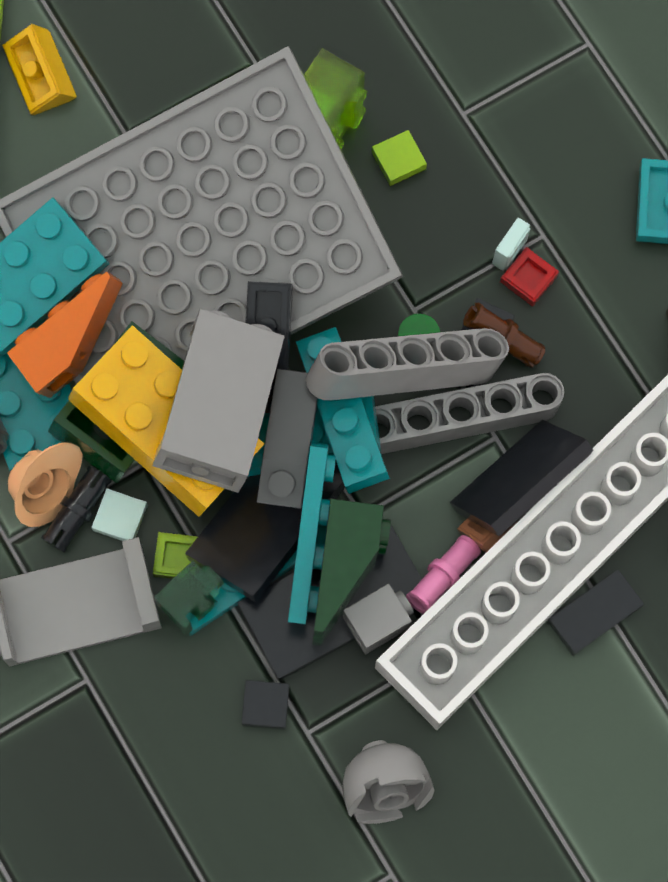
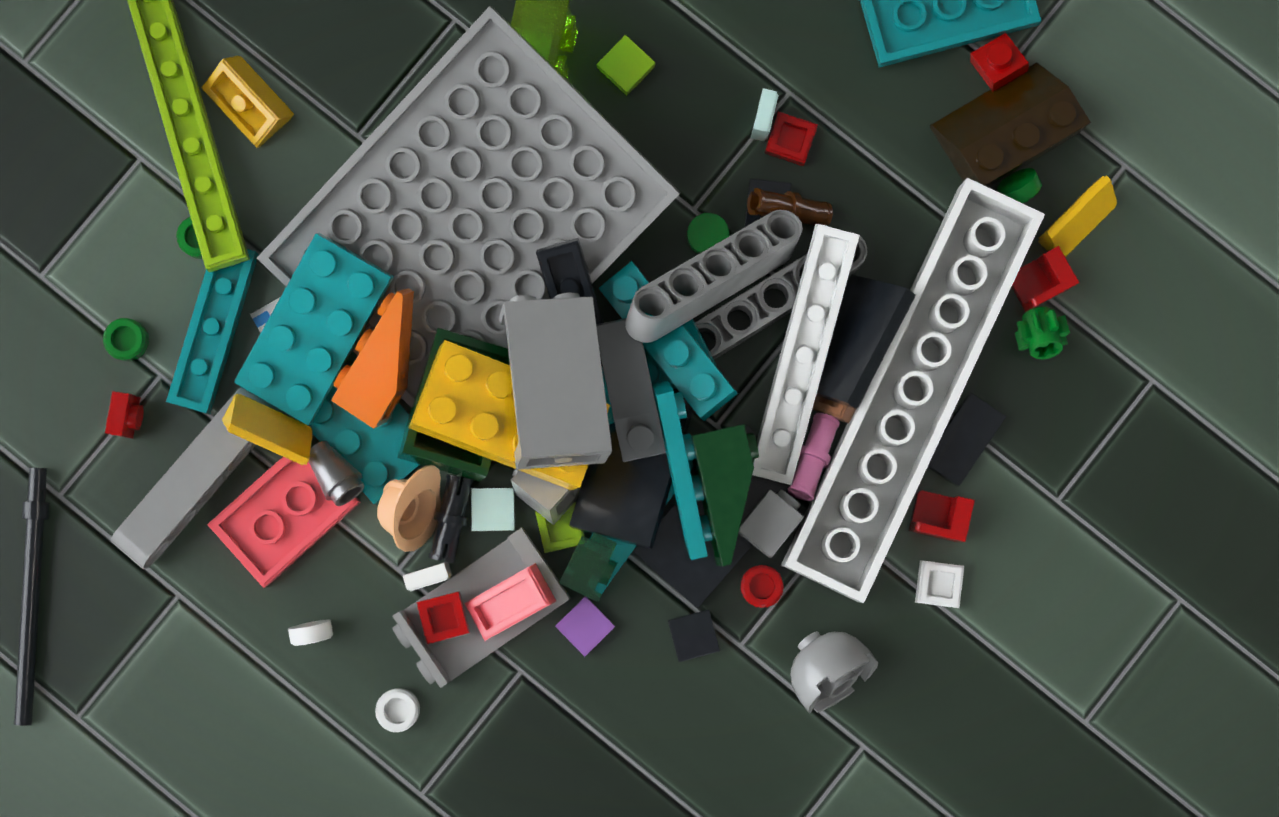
camera: 20 degrees left, 10 degrees up
(32, 597) = (443, 617): none -> red plate
(33, 554) = (427, 576): none -> white tile
(101, 604) = (510, 602): none -> coral tile
(164, 657) = (585, 626): none -> medium lavender tile
(172, 516) = (543, 496): none -> light grey brick
(349, 681) = (761, 586): none -> red tile
(466, 470) = (804, 353): none -> white plate
(523, 742) = (939, 584): none -> white tile
(547, 676) = (941, 516): none -> red panel

